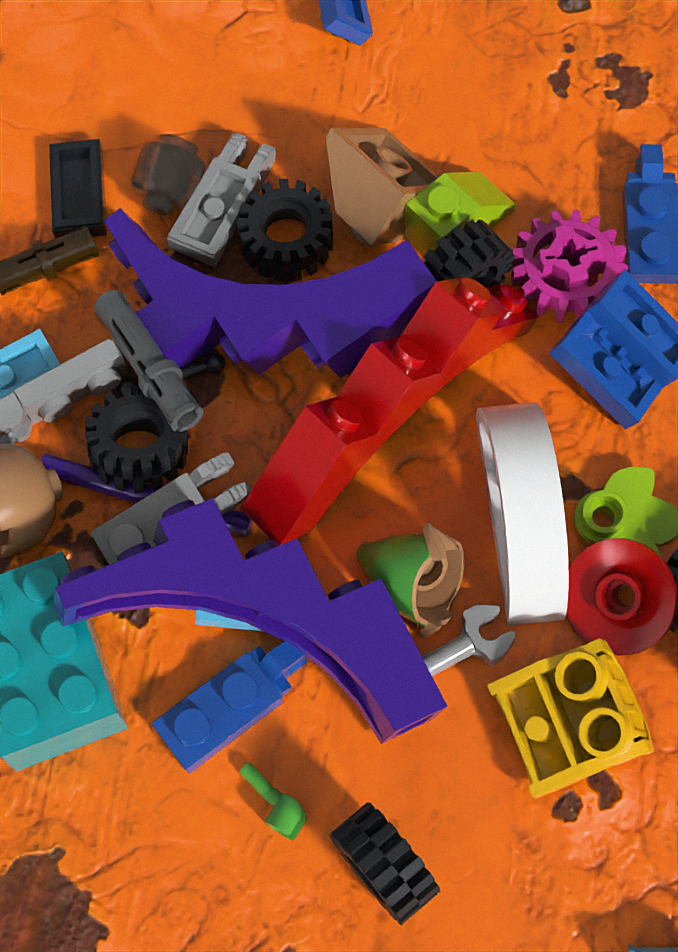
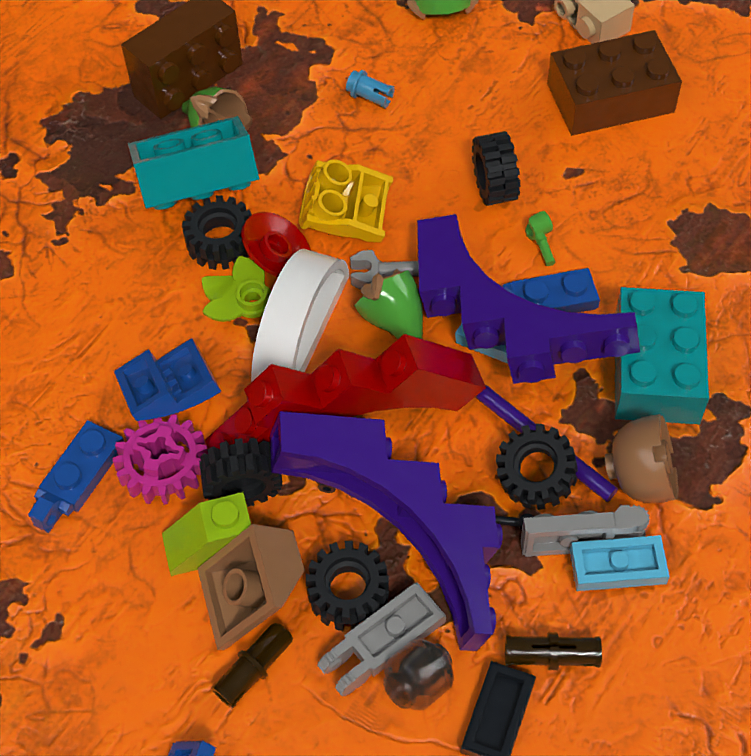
camera: 155 degrees left, 10 degrees down
(140, 521) = (521, 406): light grey hinge -> none
(158, 376) = (504, 485): dark grey pin -> none
(340, 113) = (252, 665): none -> dark brown axle

